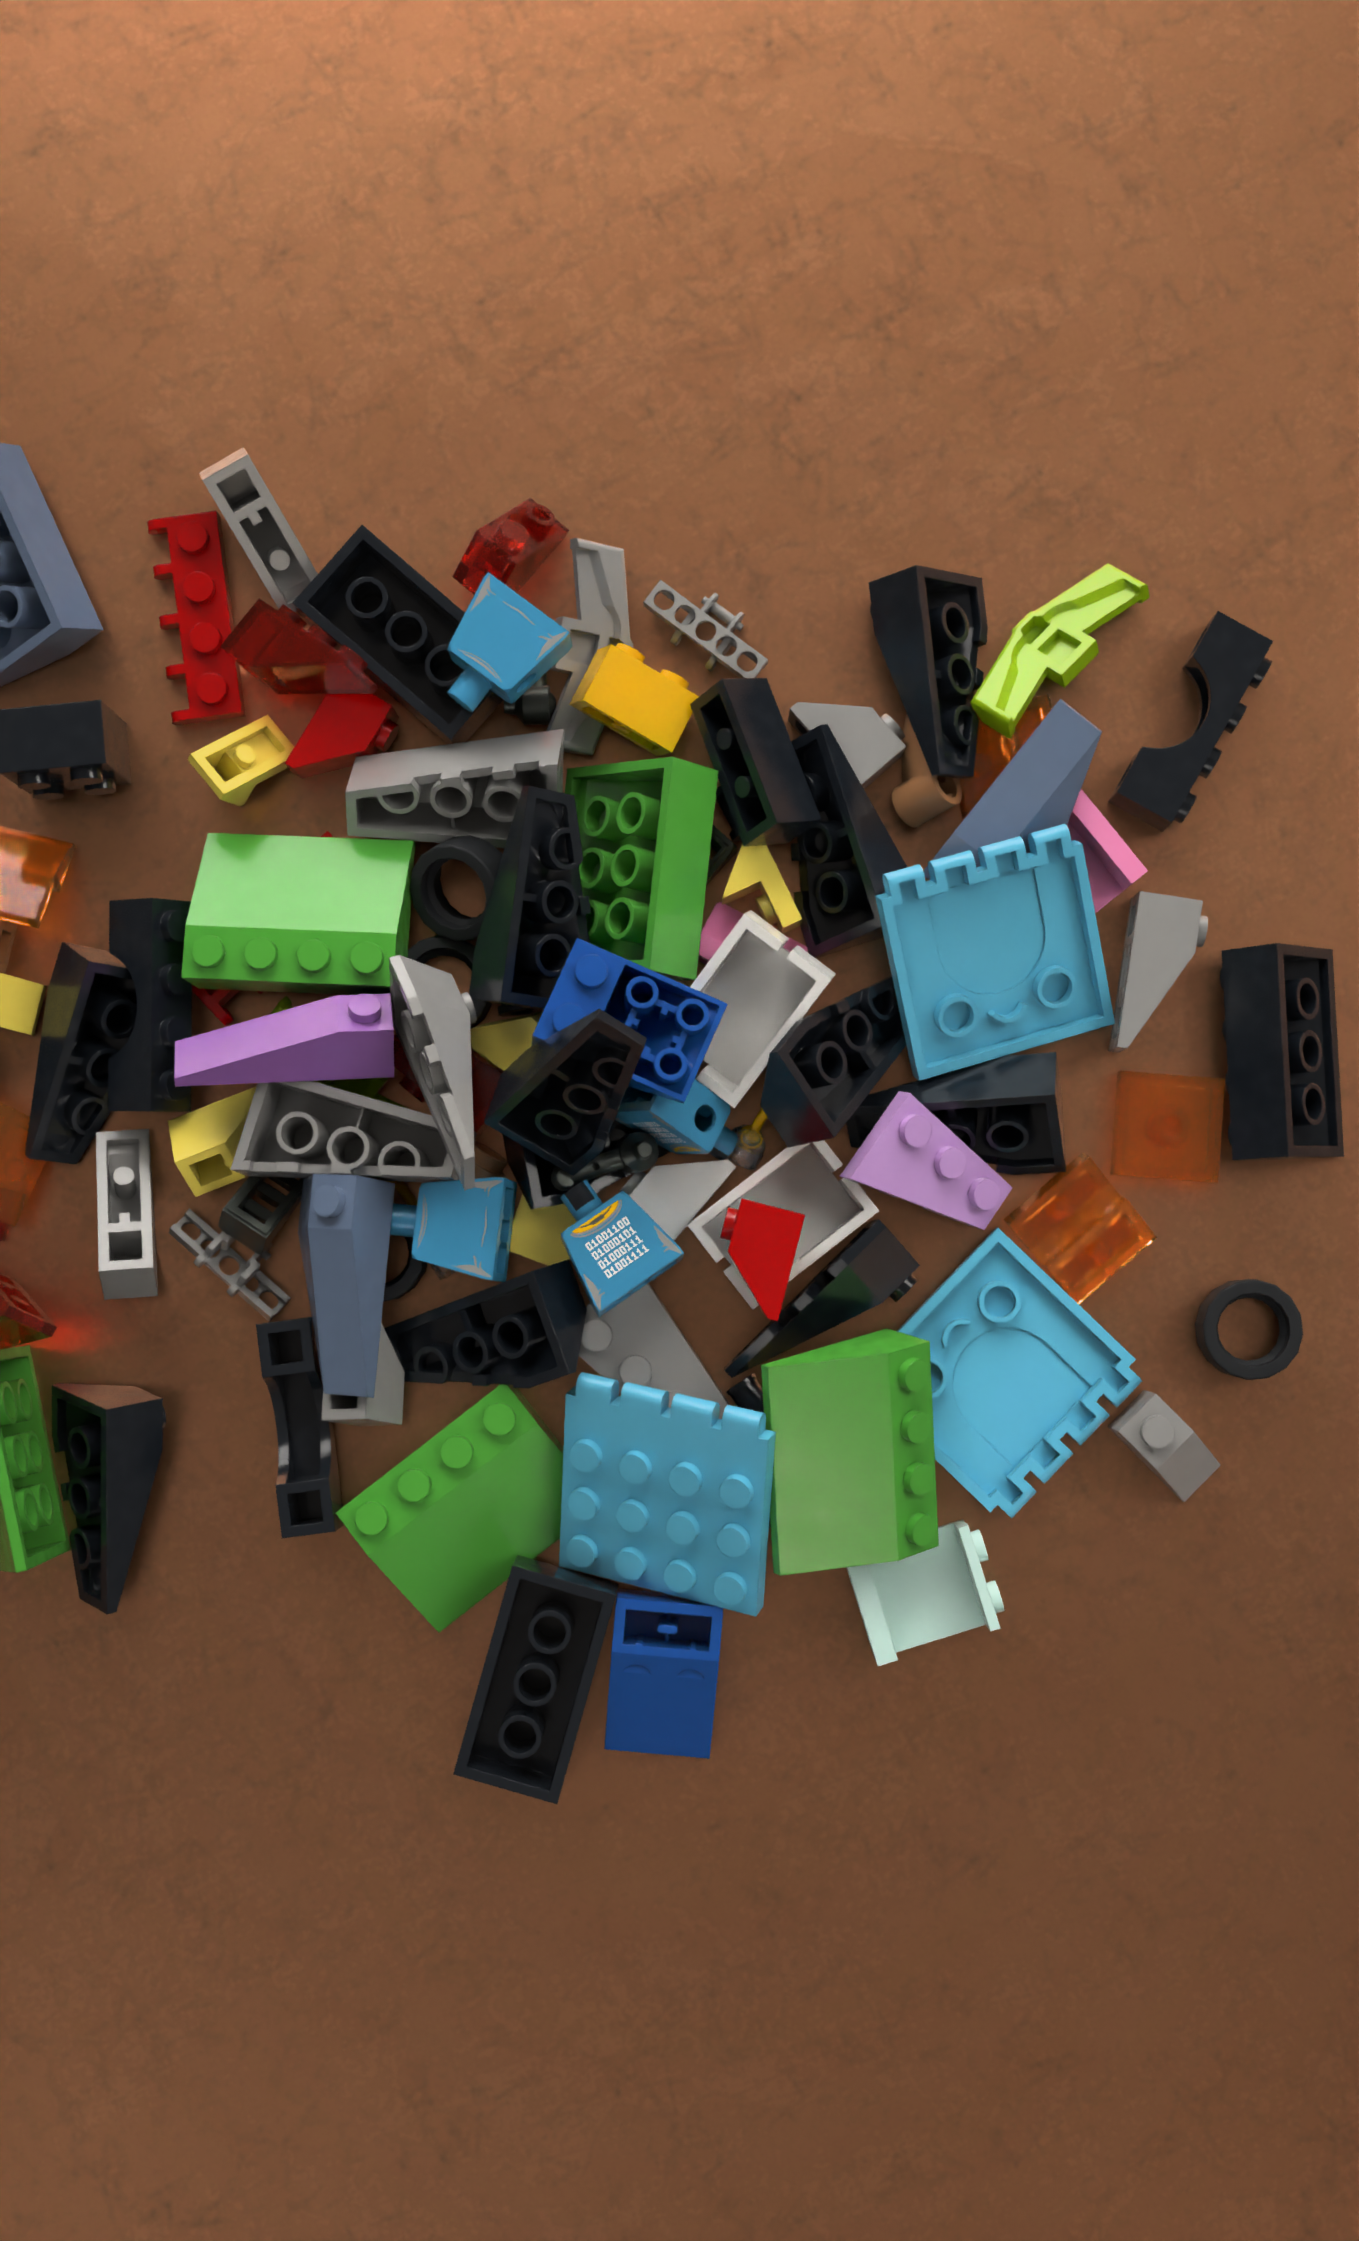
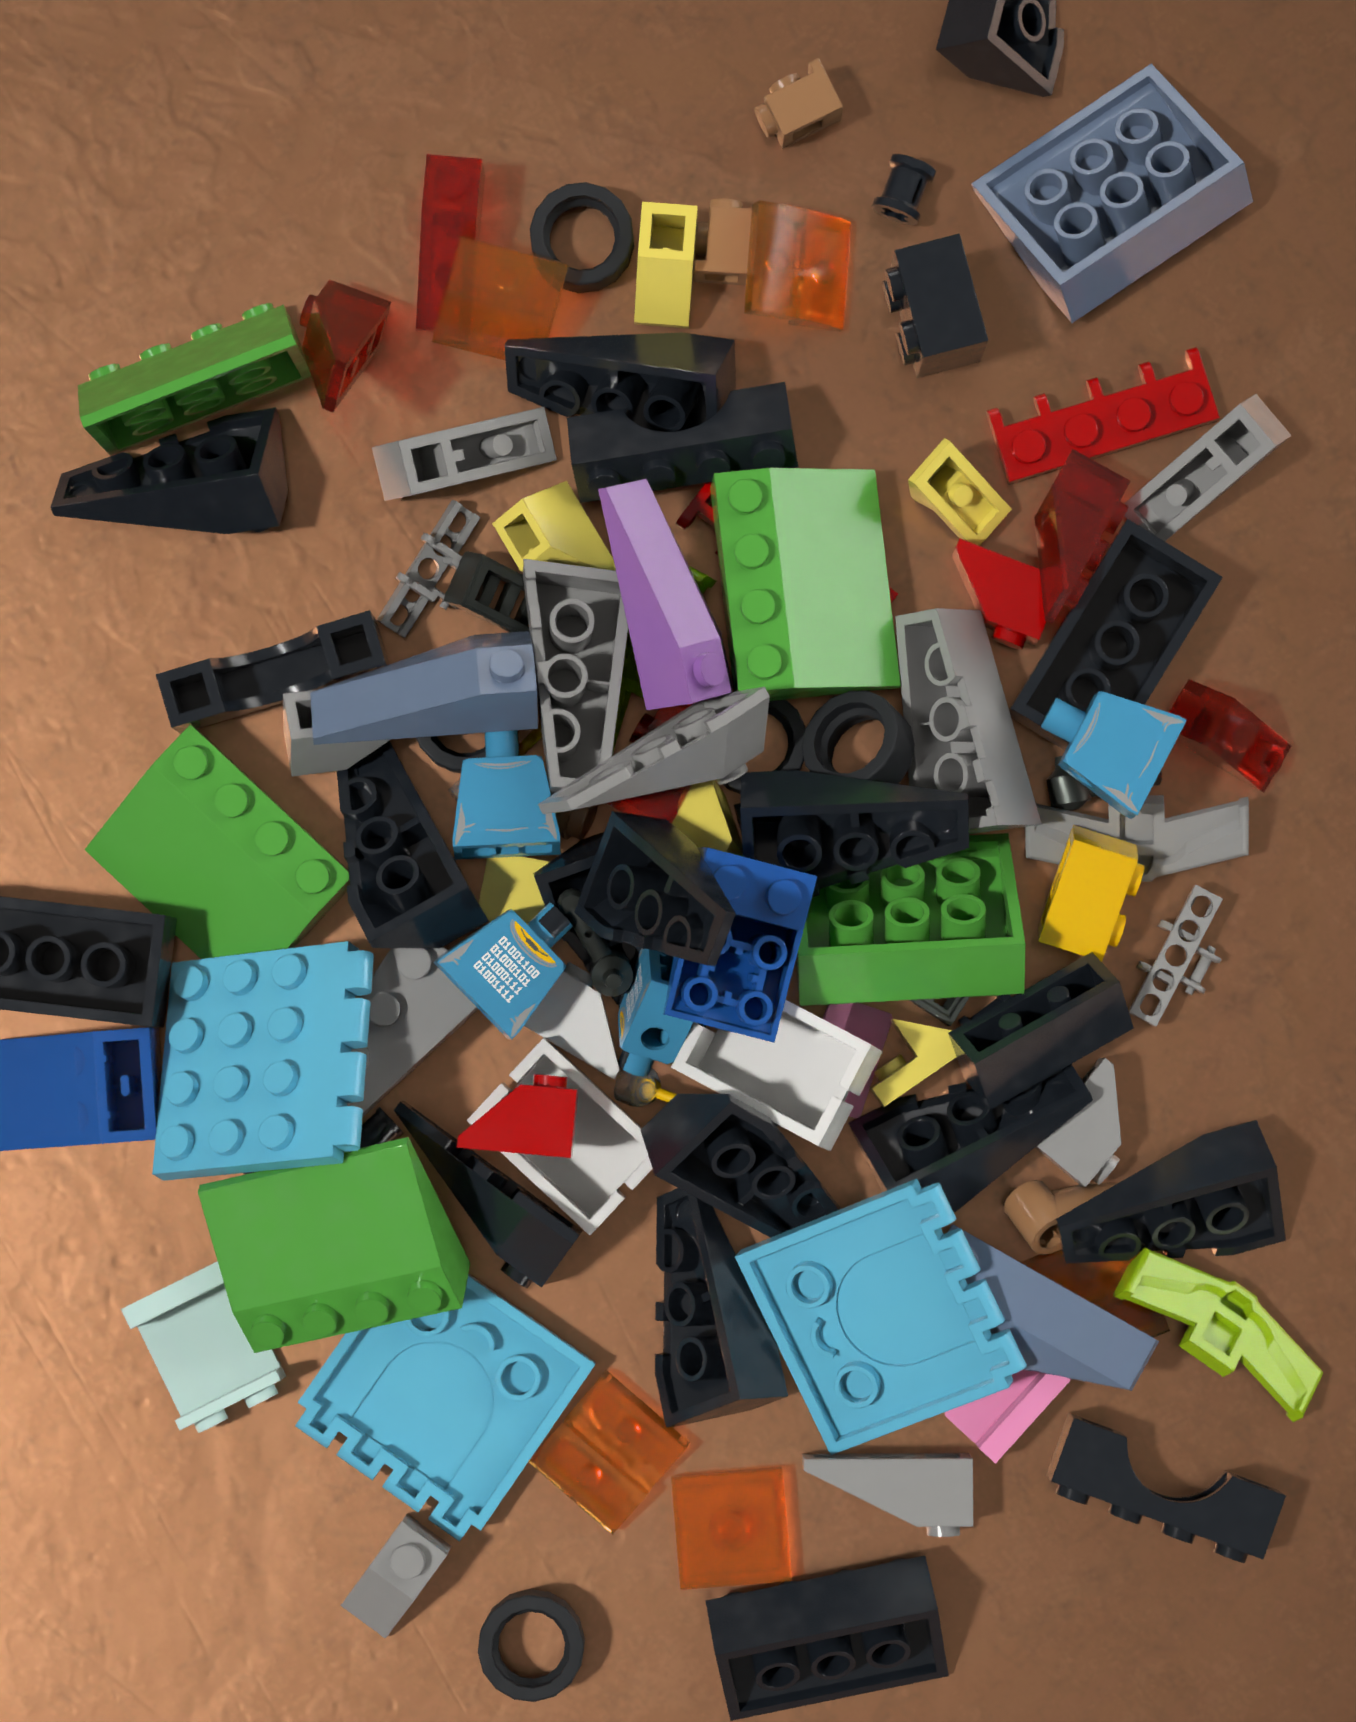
camera: 75 degrees right, 0 degrees up
(927, 1165) = (646, 1278): lavender wing -> none

